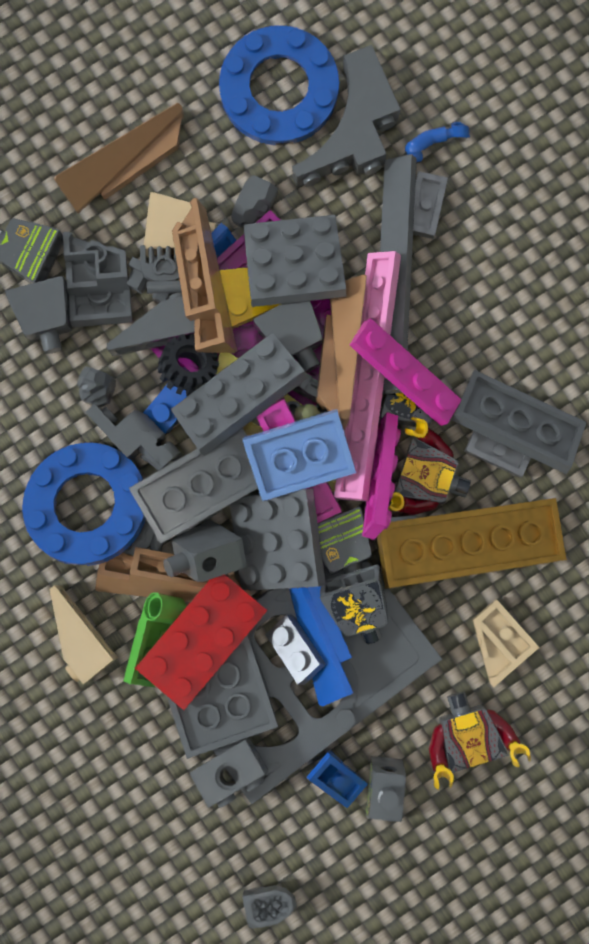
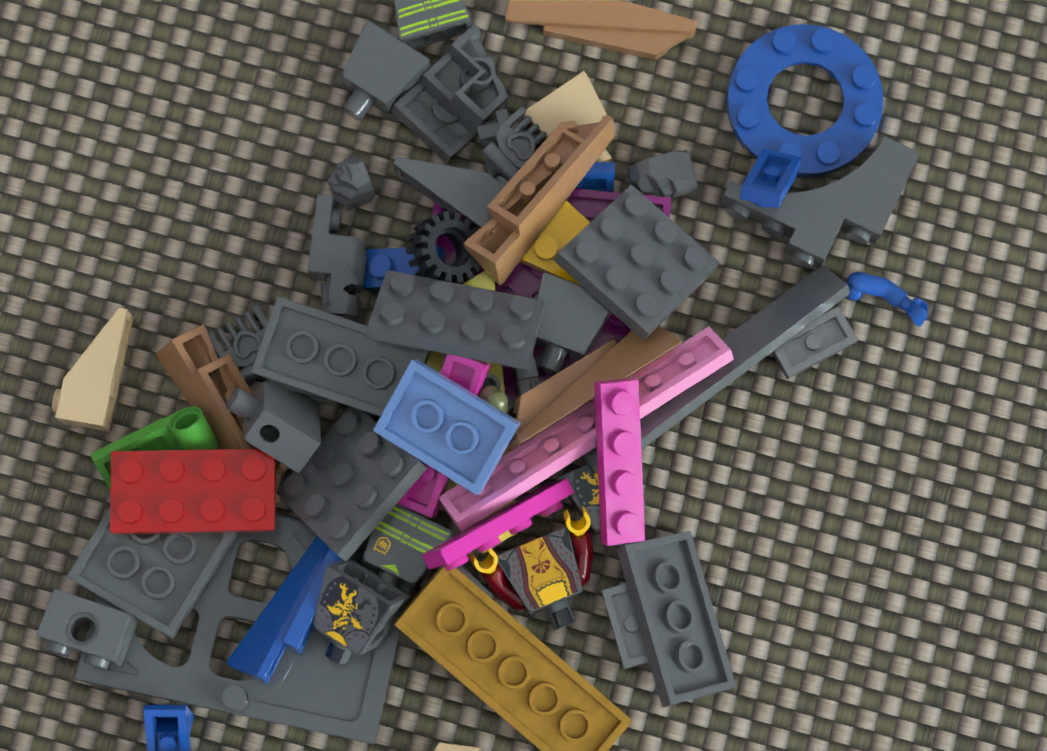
camera: 45 degrees right, 5 degrees down
(91, 546) = (196, 227): blue plate -> none
(295, 649) = (260, 591): plate -> none
(312, 141) = (770, 178): none -> blue plate

